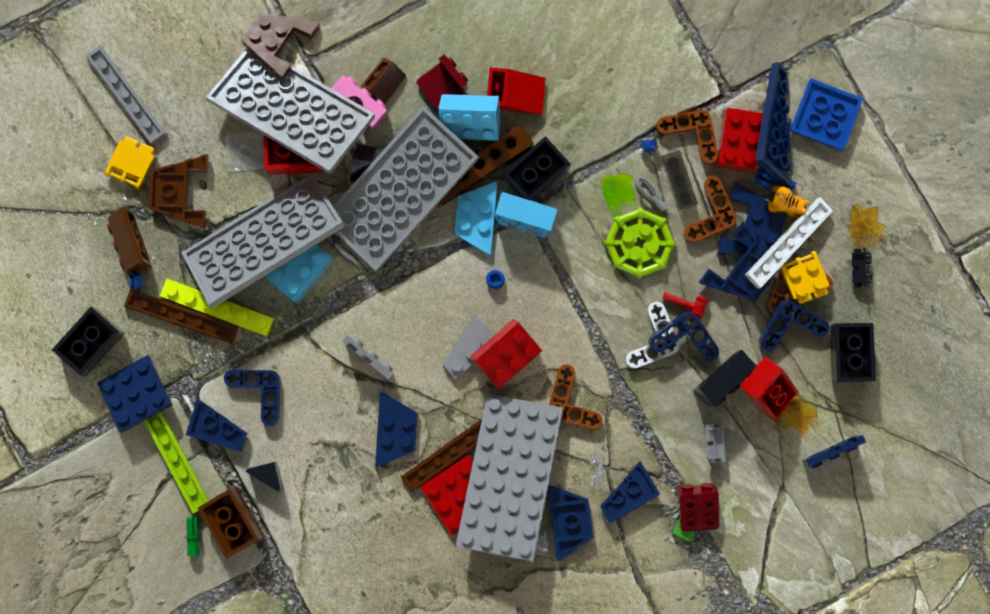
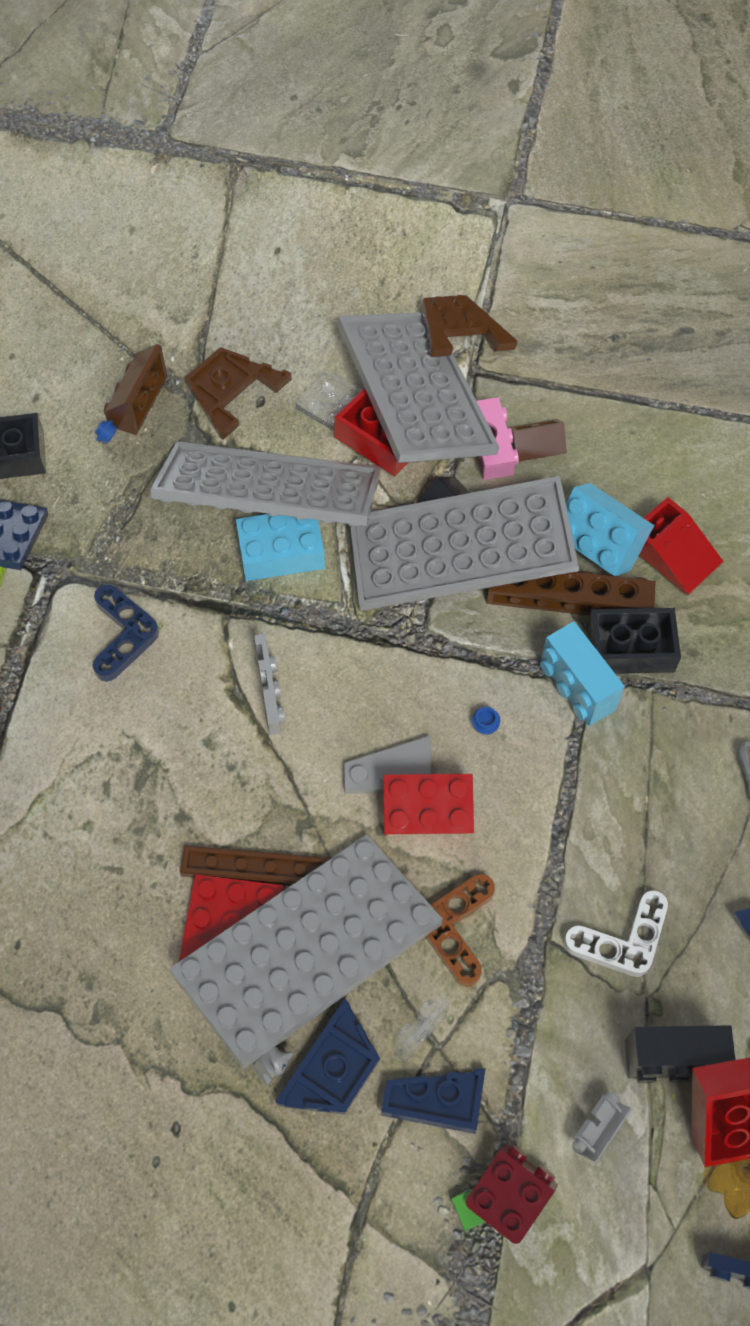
camera: 40 degrees right, 20 degrees down
(126, 95) = (264, 275): light grey tile -> none
(131, 162) = (210, 329): yellow plate -> none
(181, 316) = (117, 502): reddish brown tile -> none
(215, 428) = (39, 630): dark blue wing -> none
(225, 311) = (161, 522): neon yellow plate -> none
(268, 474) = (46, 721): black slope -> none
(395, 430) = (225, 791): dark blue wing -> none
(442, 80) = (607, 477): dark red bracket -> none
(476, 217) = (518, 642): medium azure wing -> none
(621, 190) = (714, 740): clear neon green plate -> none
(630, 237) = (708, 805): lime plate -> none
(684, 329) = (670, 949): dark blue beam -> none
(697, 307) = (707, 944): red piece -> none

